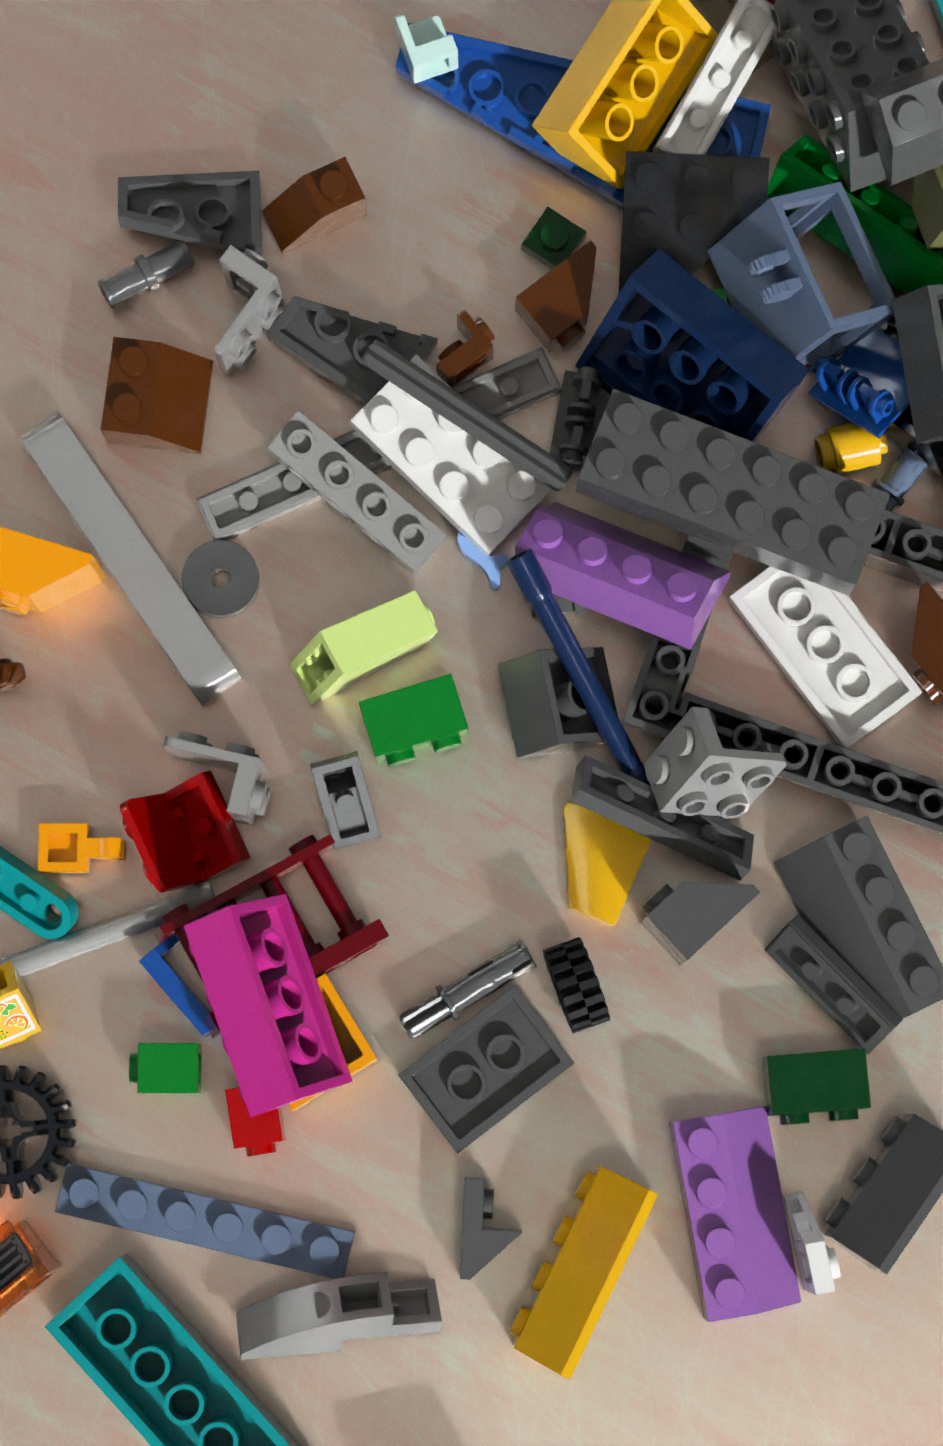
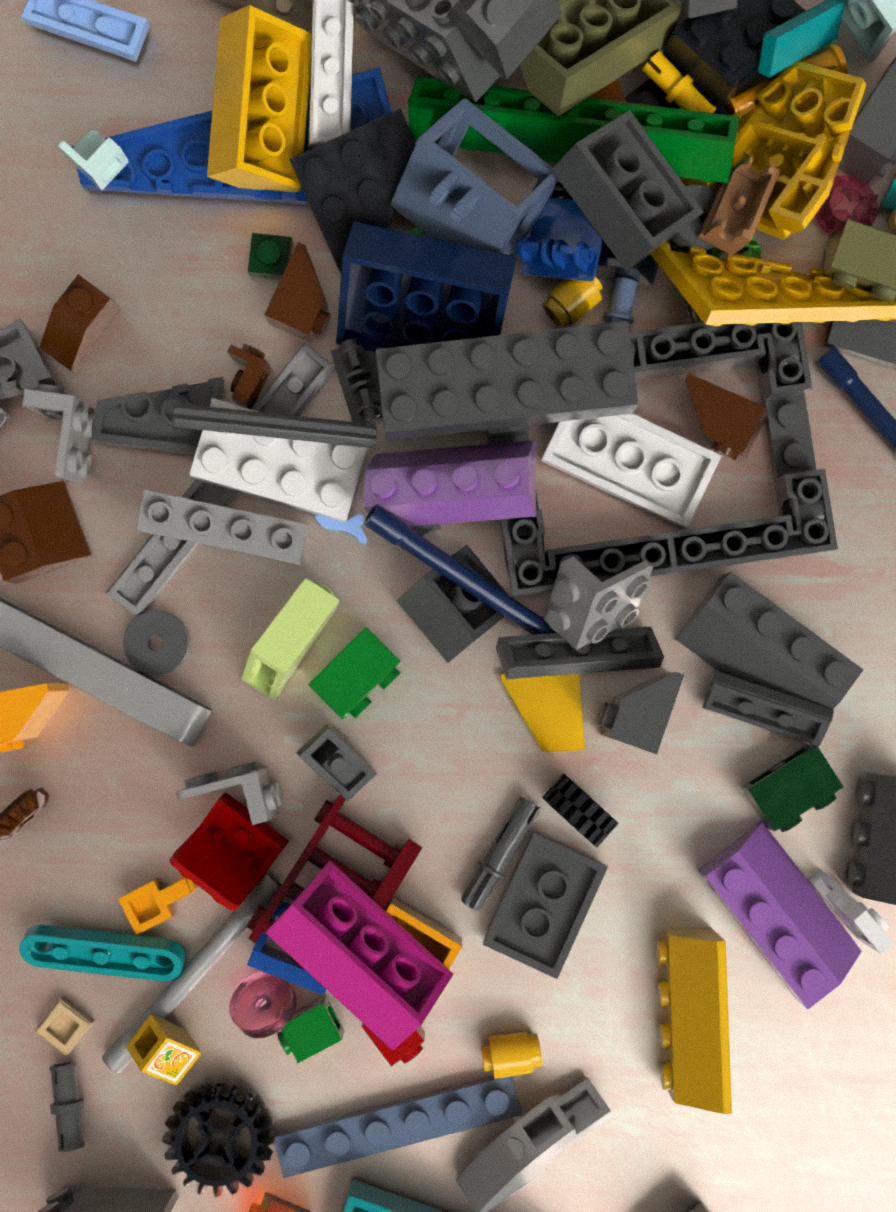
camera: 25 degrees left, 5 degrees up
(132, 1013) = (269, 1018): none -> clear pink piece
(367, 1209) = (512, 1054): none -> yellow brick
(478, 1243) = (607, 1033): dark grey slope -> none

